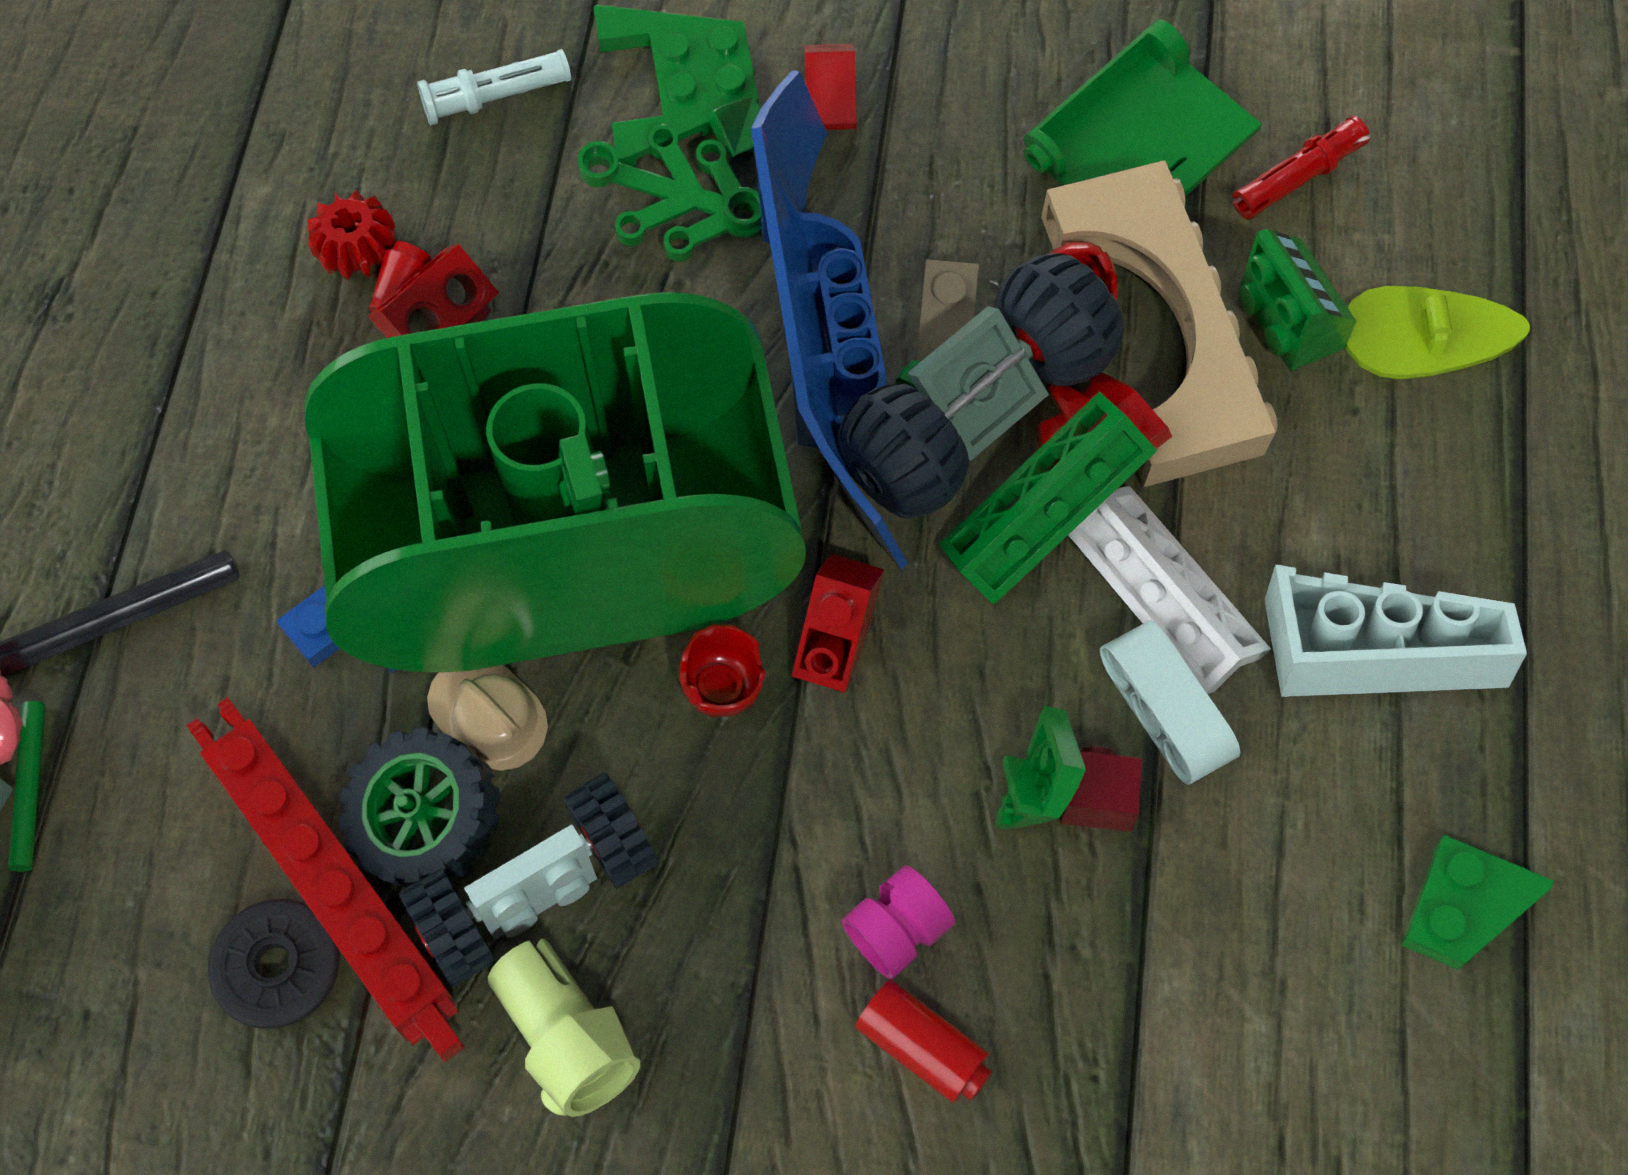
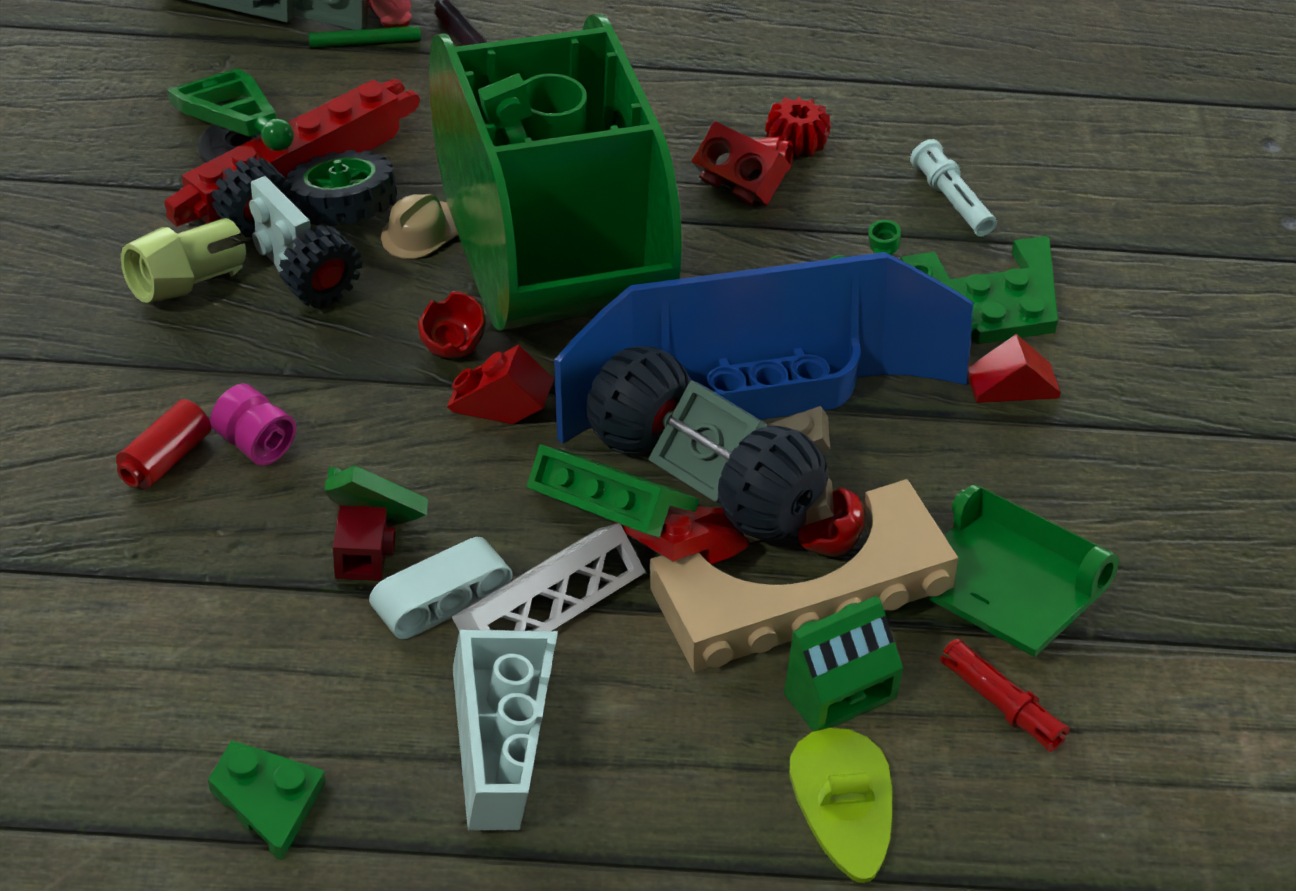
camera: 80 degrees right, 20 degrees down
(141, 995) = (240, 115): none -> green plate

